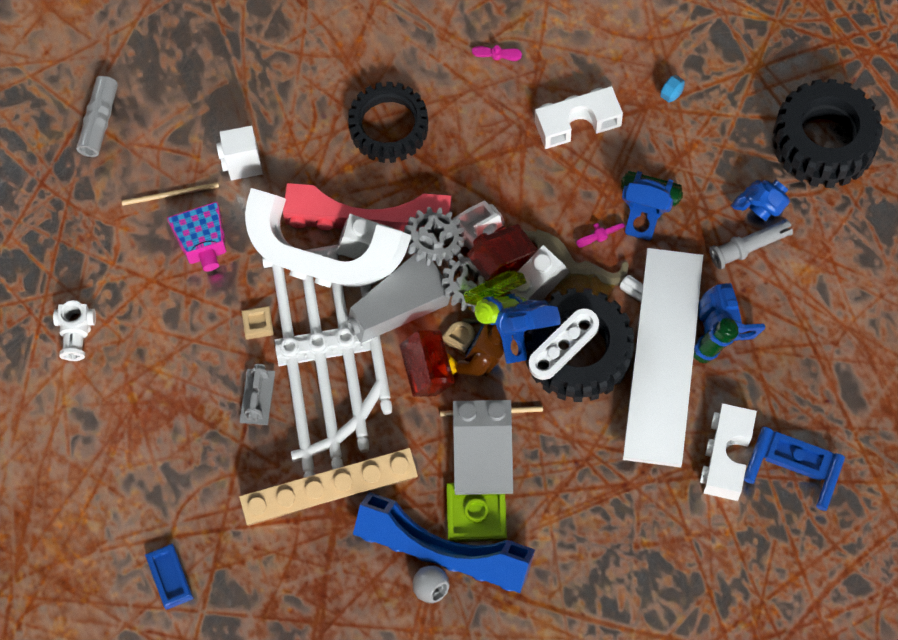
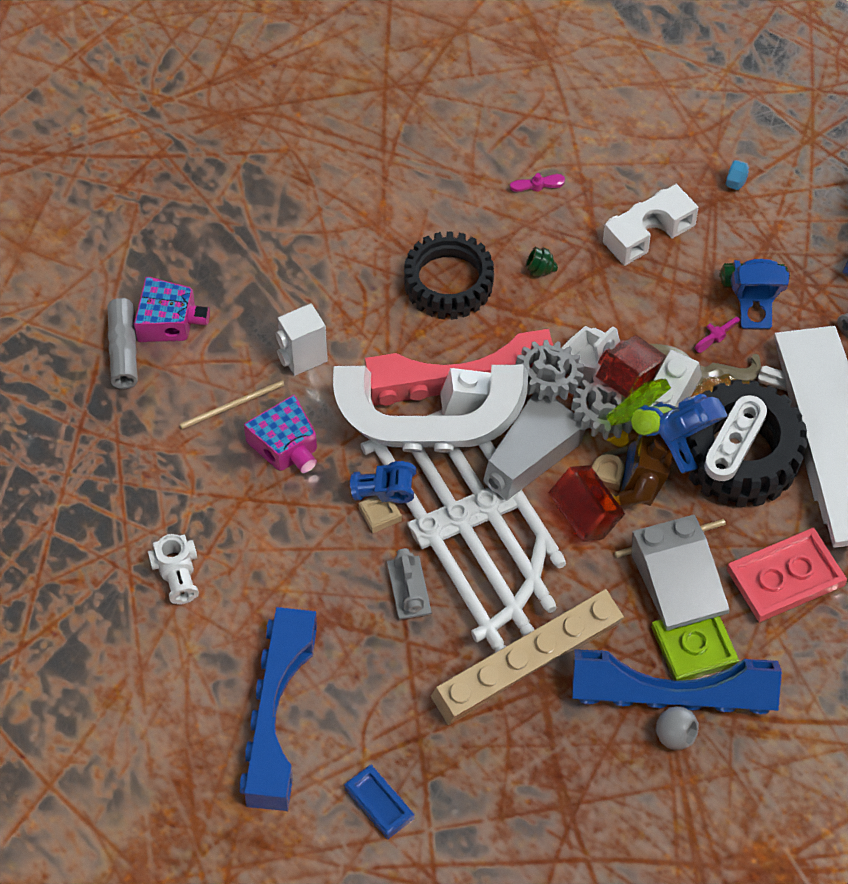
camera: 20 degrees left, 10 degrees down
(142, 97) = (167, 312): none -> torso
(143, 421) = (269, 771): none -> blue arch
(266, 302) = (389, 483): none -> blue connector
(472, 129) = (541, 262): none -> dark green plate
(575, 472) = (786, 574): none -> coral plate

